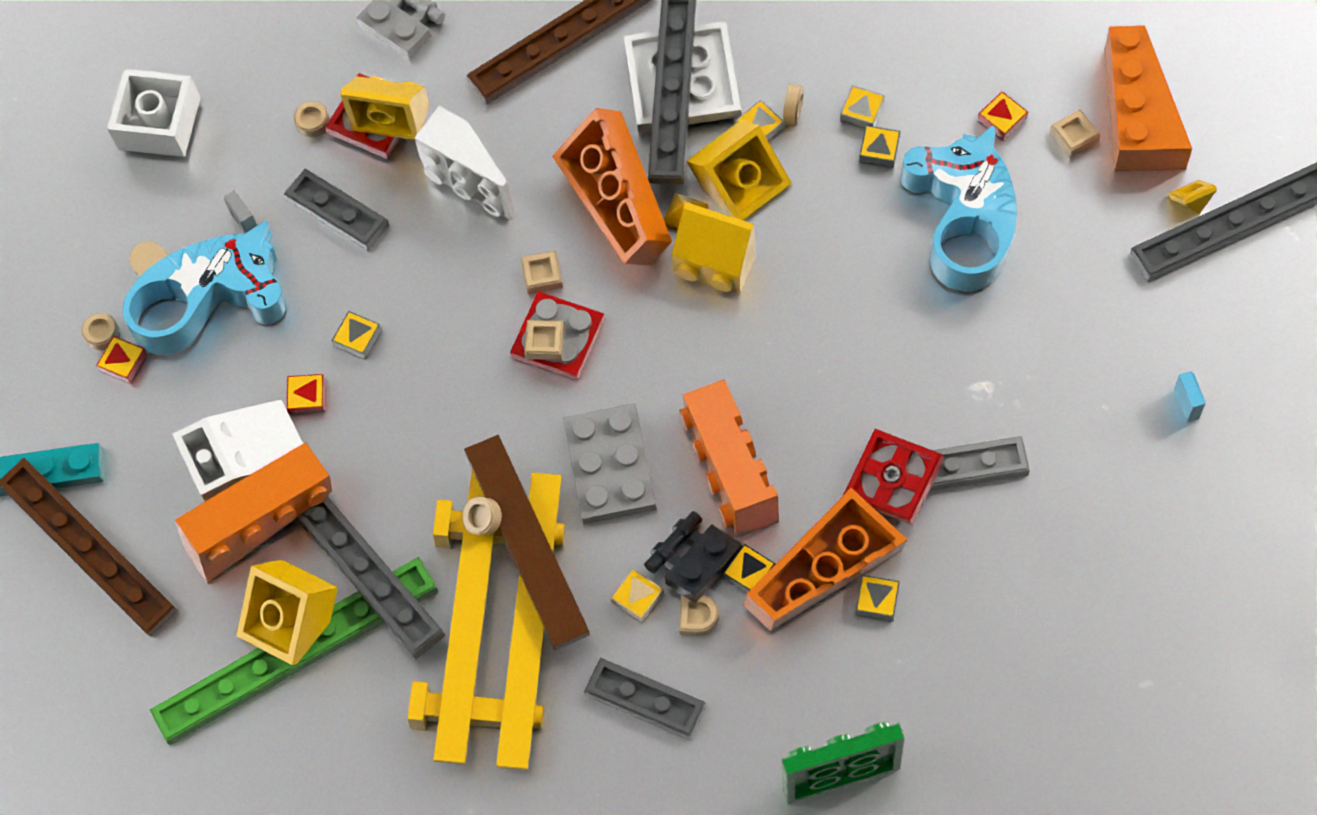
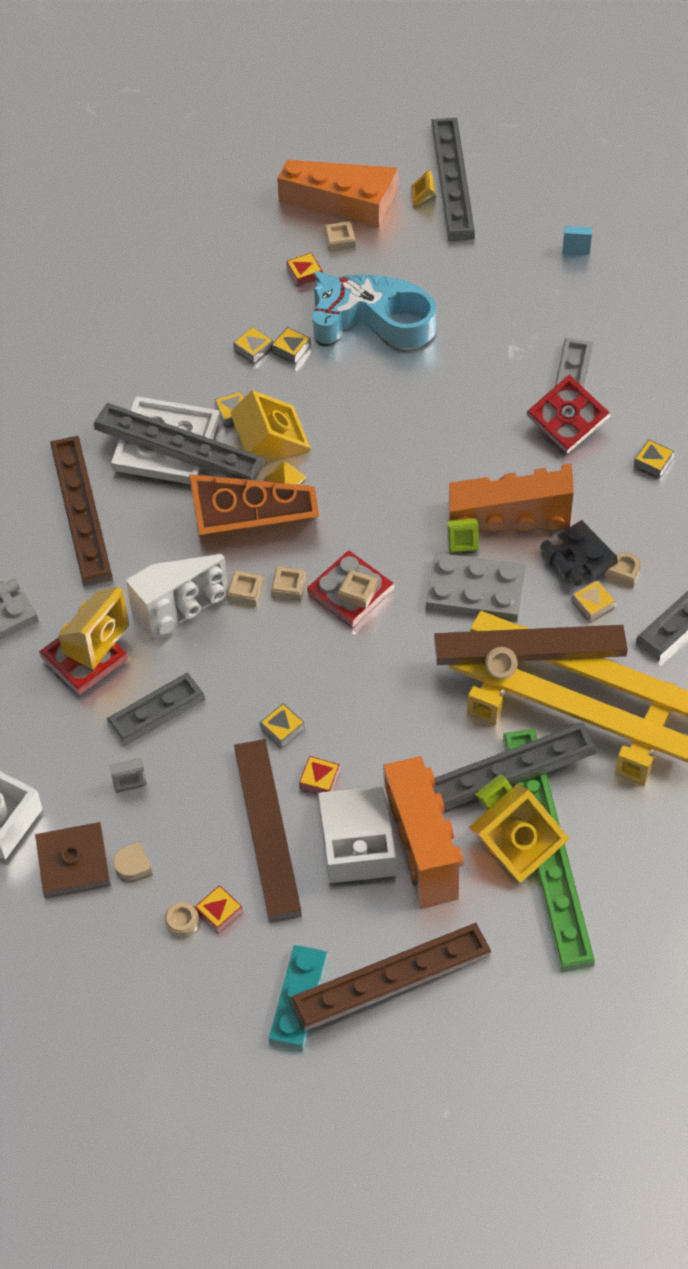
camera: 75 degrees left, 10 degrees down
(137, 207) = (72, 859): none -> reddish brown plate
(203, 275) = (174, 817): medium azure animal -> none
(227, 368) = (267, 830): none -> reddish brown tile
(311, 119) = (58, 703): tan tile -> none
(331, 571) = (493, 791): none -> lime tile
(519, 232) = (245, 588): none -> tan tile
(667, 422) = (462, 535): none -> lime tile
(713, 248) = (334, 457): yellow slope -> none
(747, 568) = (604, 524): tile -> none
(793, 104) = (229, 379): tan tile -> none
(828, 557) = (618, 472): orange wedge -> none

